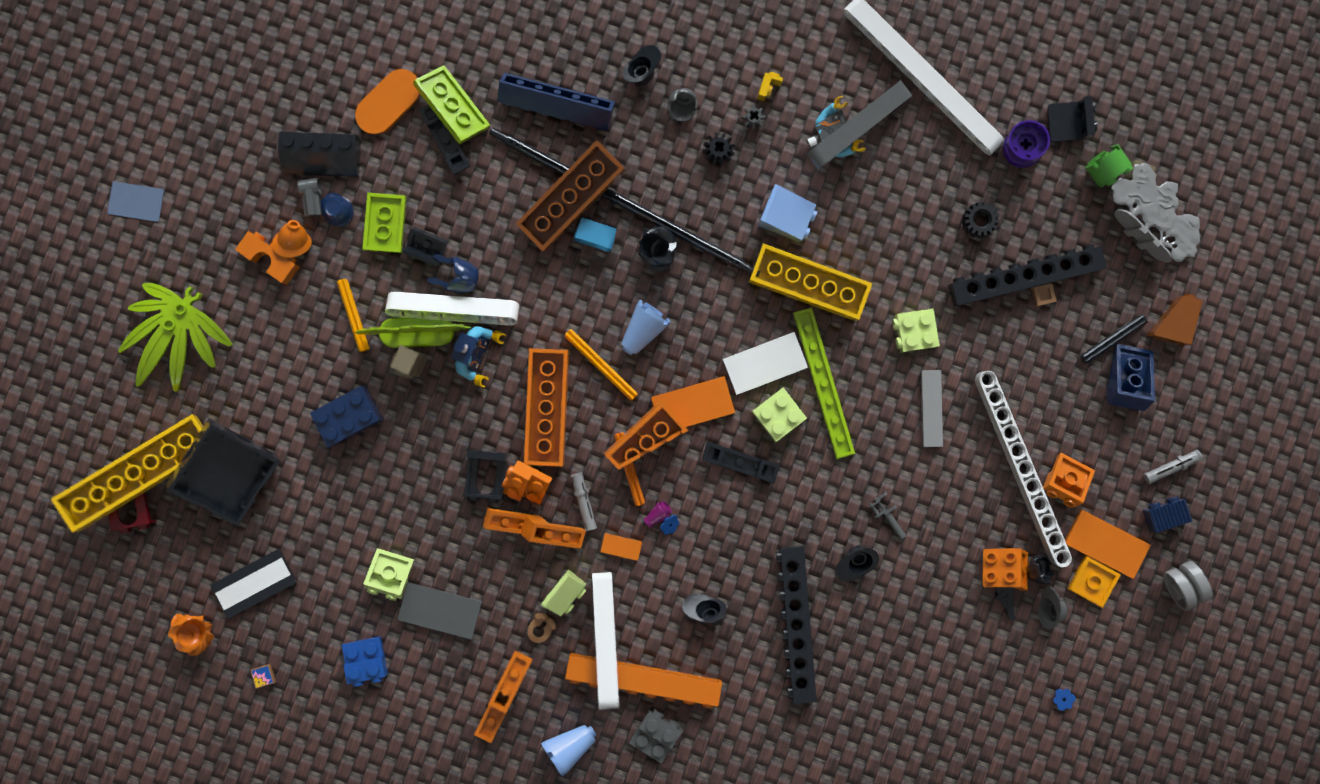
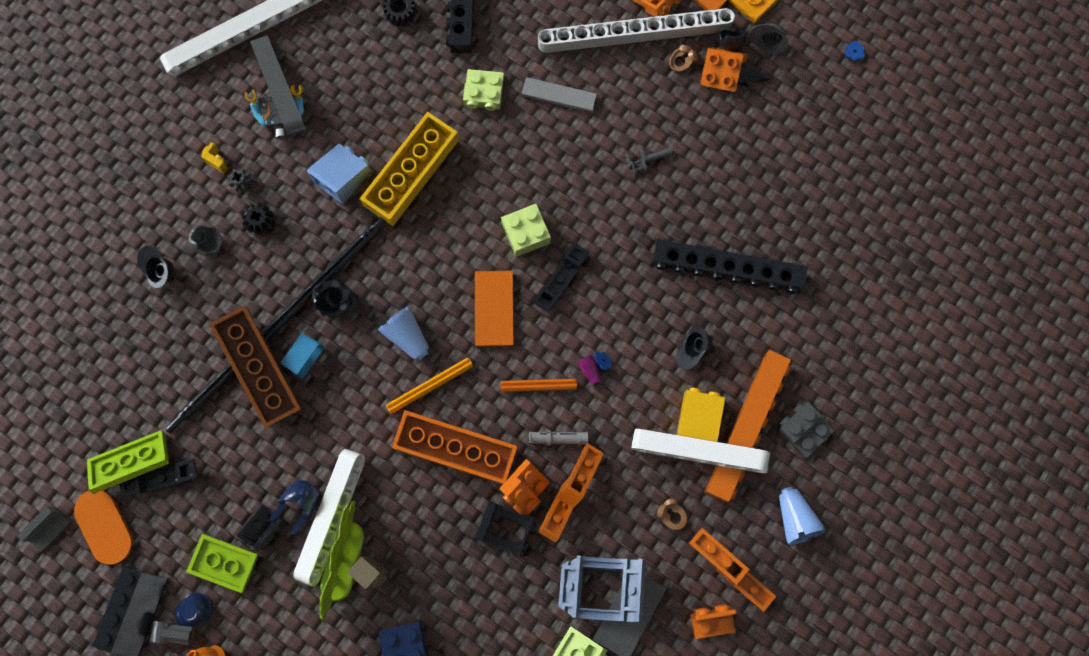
camera: 75 degrees left, 10 degrees down
(352, 314) = (304, 622): light orange axle -> none
(372, 49) = (44, 528): none -> dark grey panel
(452, 690) = (713, 622): none -> orange bracket
(459, 608) = (632, 588): none -> sand blue wedge
(470, 351) = (377, 509): torso -> none
(555, 101) = (160, 359): dark blue brick -> none
(564, 593) = (643, 480): yellowish green slope -> none
(621, 546) = (612, 413): orange tile -> none
(640, 632) = (701, 415): none -> yellow brick
(650, 432) = (510, 357): orange wedge -> none
(765, 363) = (474, 231): white tile -> none
(824, 383) = (508, 183): lime tile -> none
(856, 563) = (684, 195): black piece -> none
(1009, 533) = (692, 58): none -> medium nougat piece

